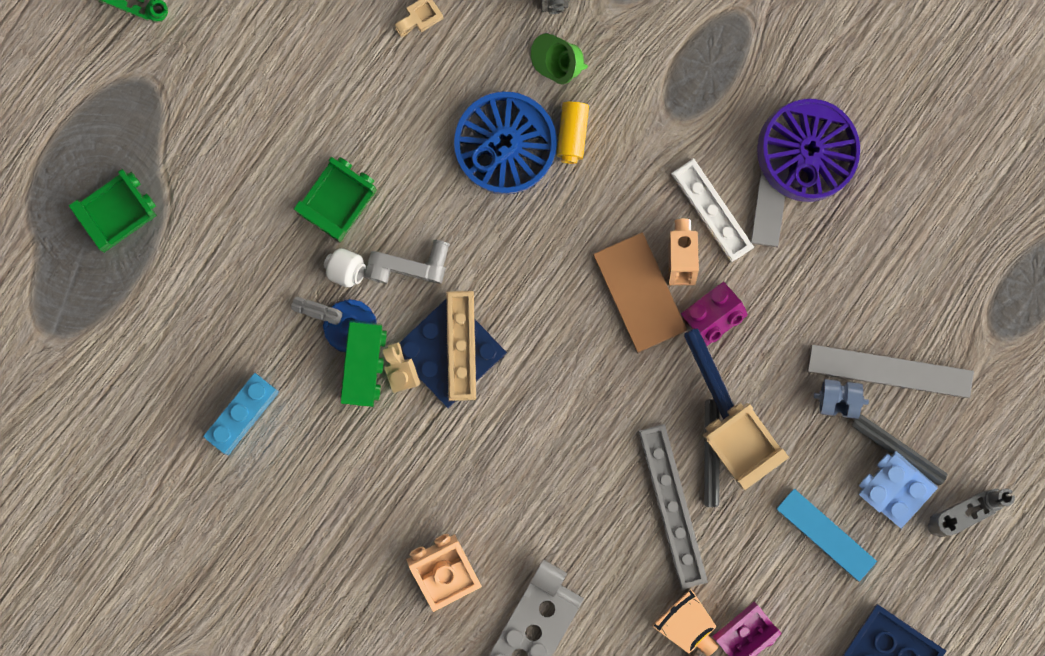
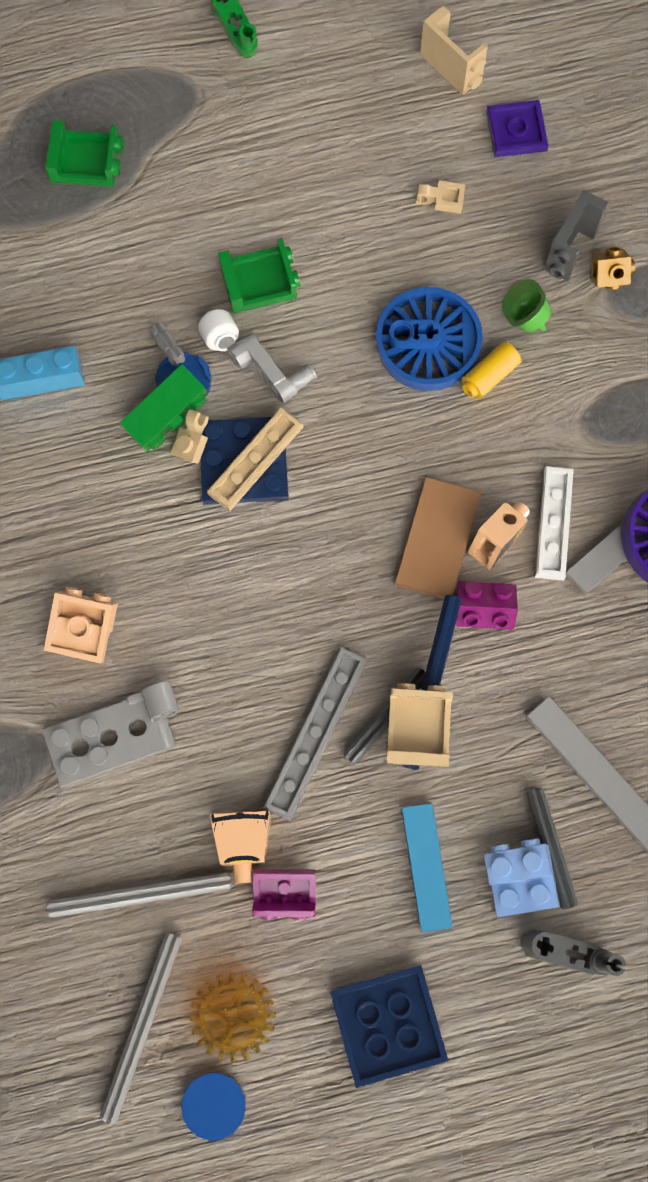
camera: 35 degrees right, 10 degrees down
(840, 398) = (536, 760): sand blue wheel -> none

